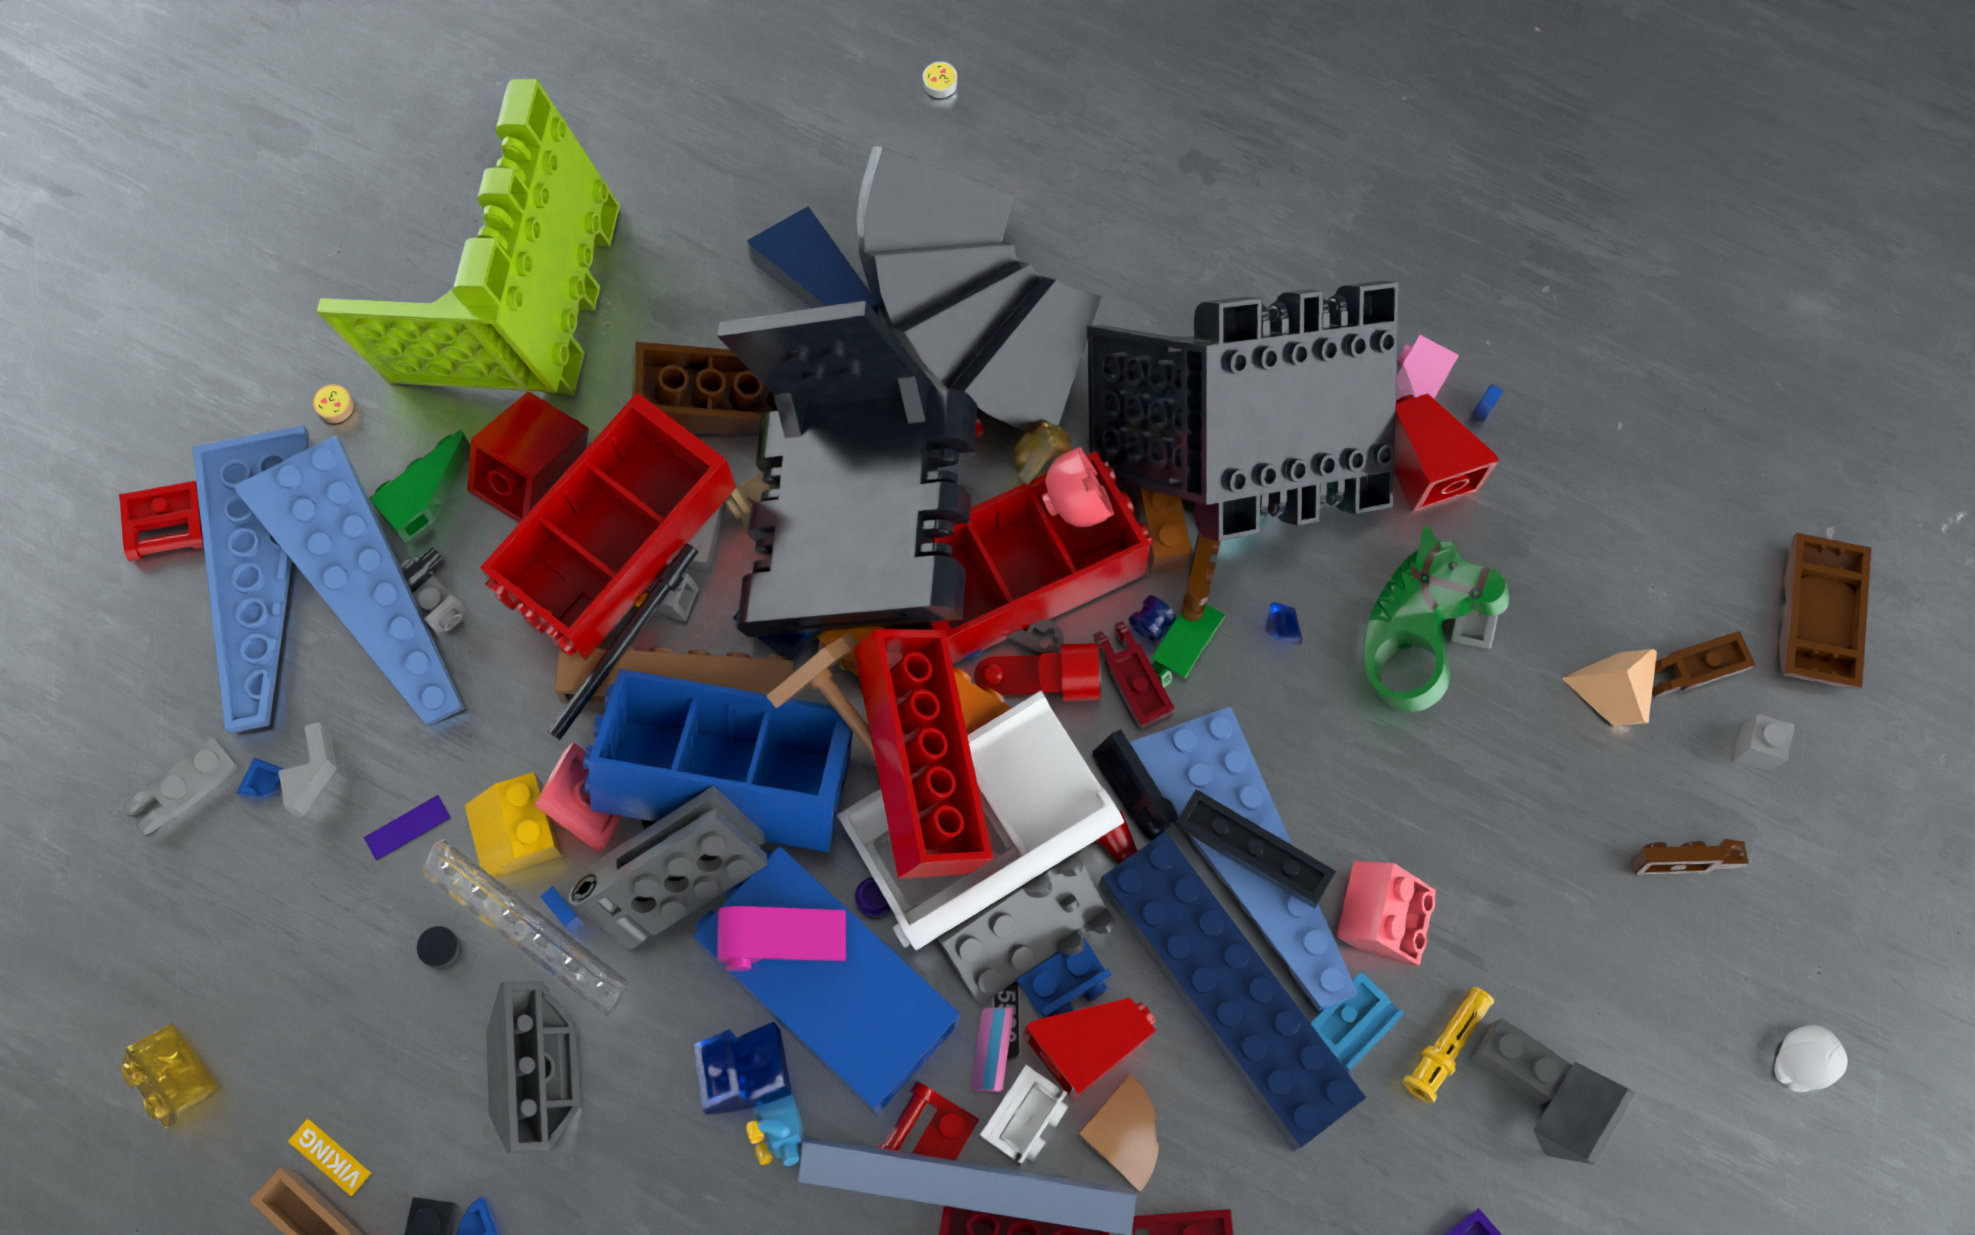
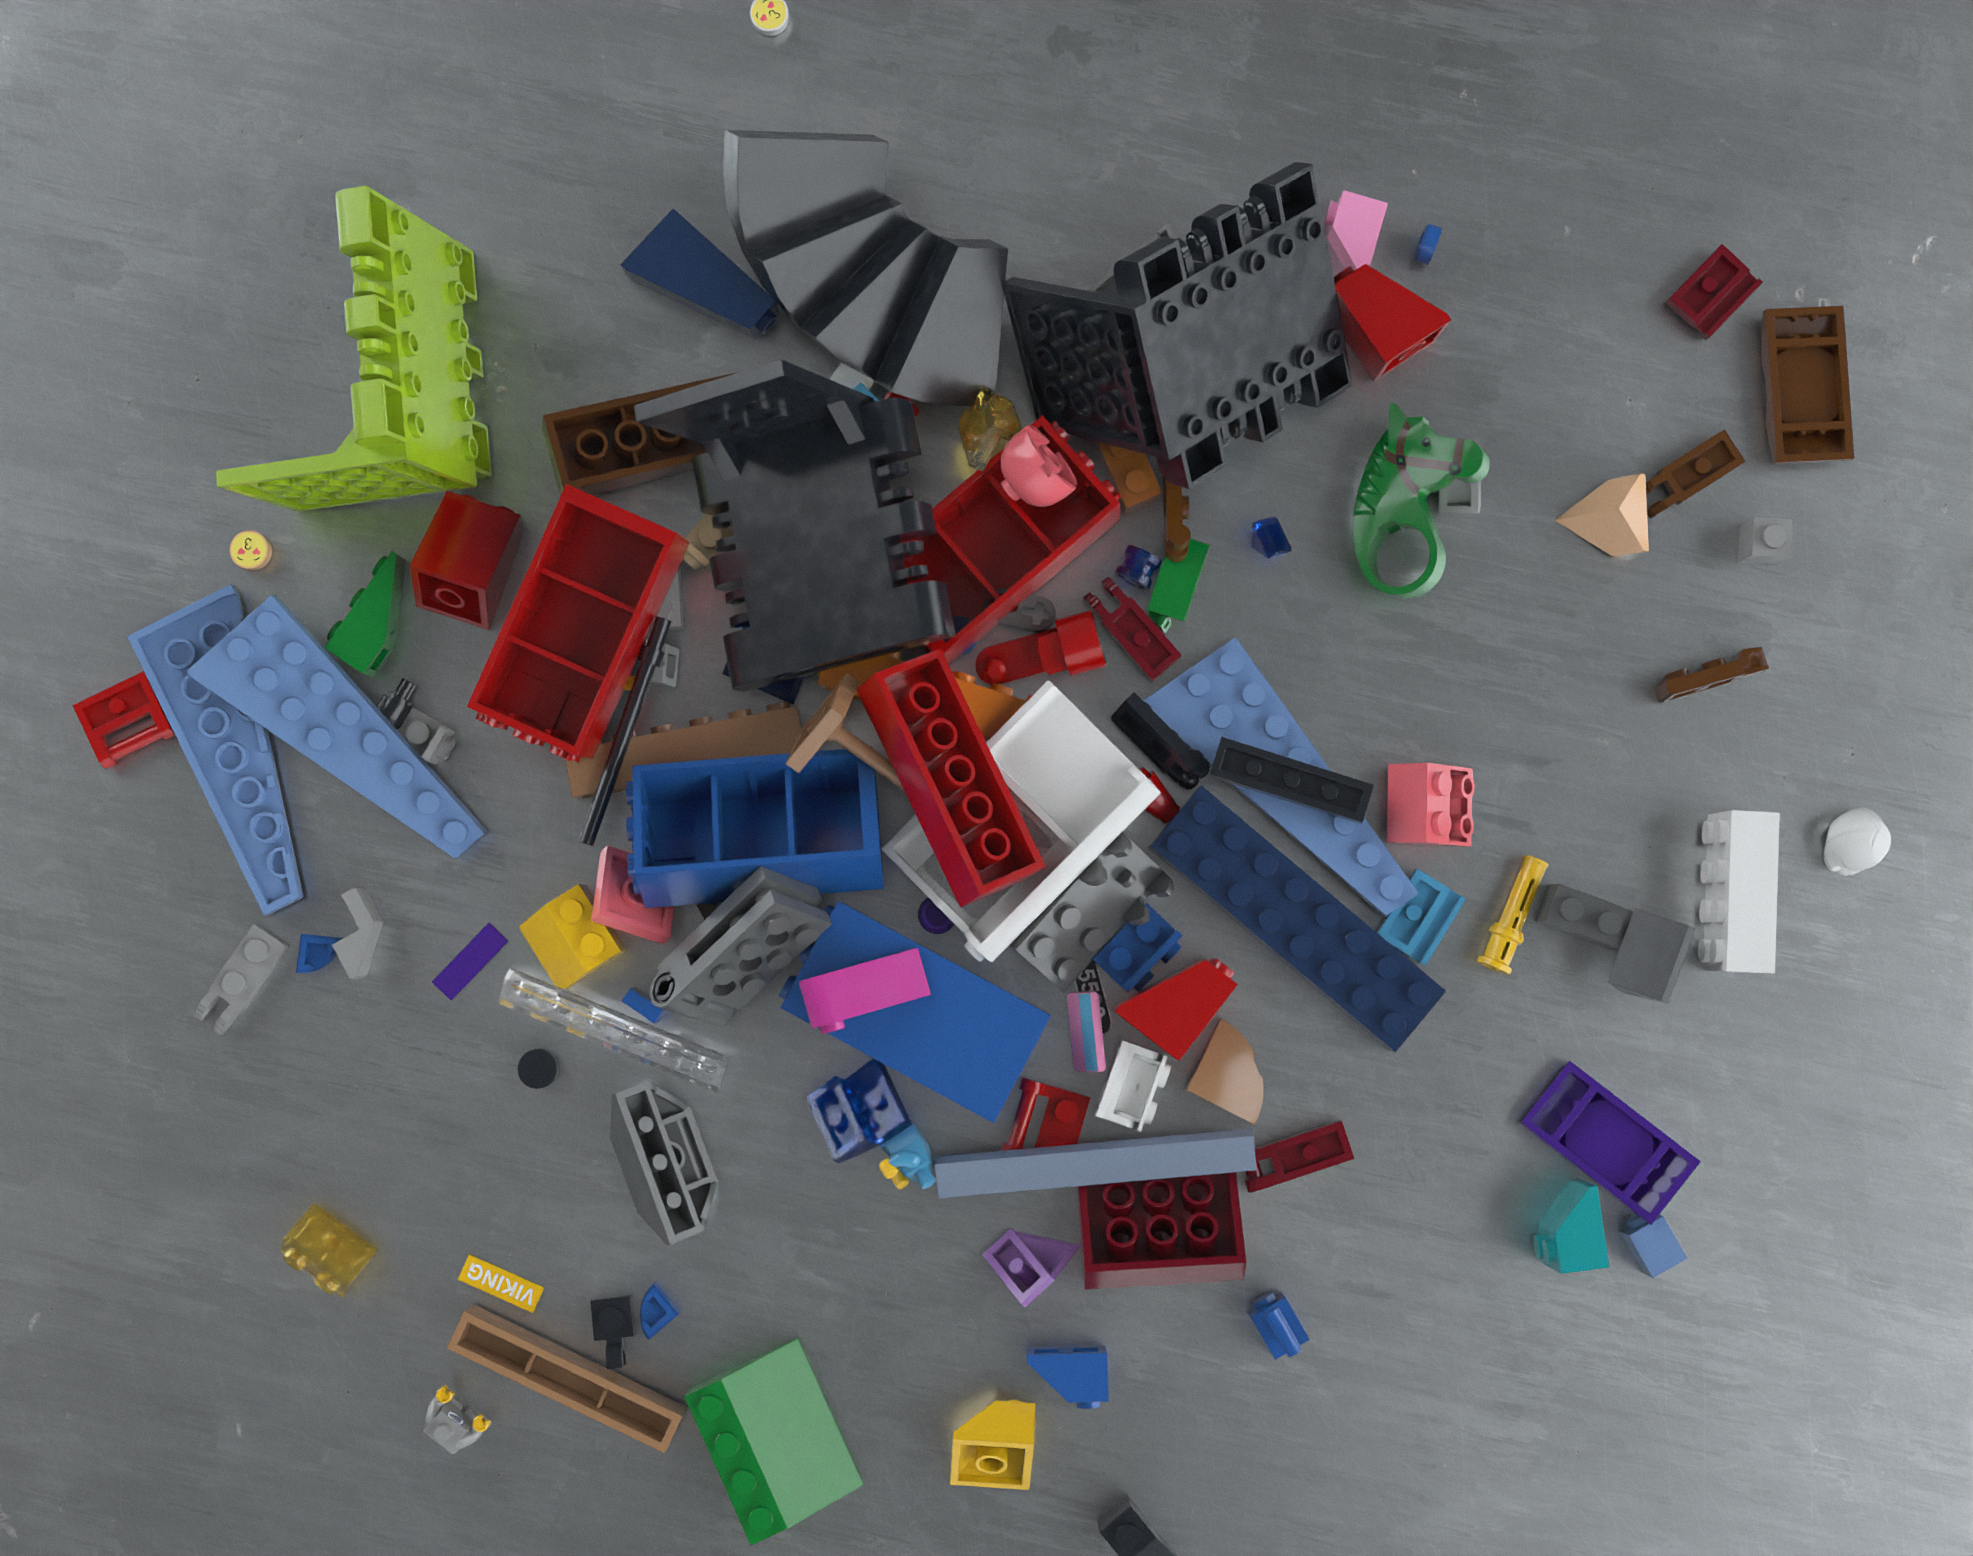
camera: 10 degrees left, 15 degrees up
(1685, 1076) = (1740, 892): none -> white brick
(1749, 508) = (1714, 292): none -> dark red plate

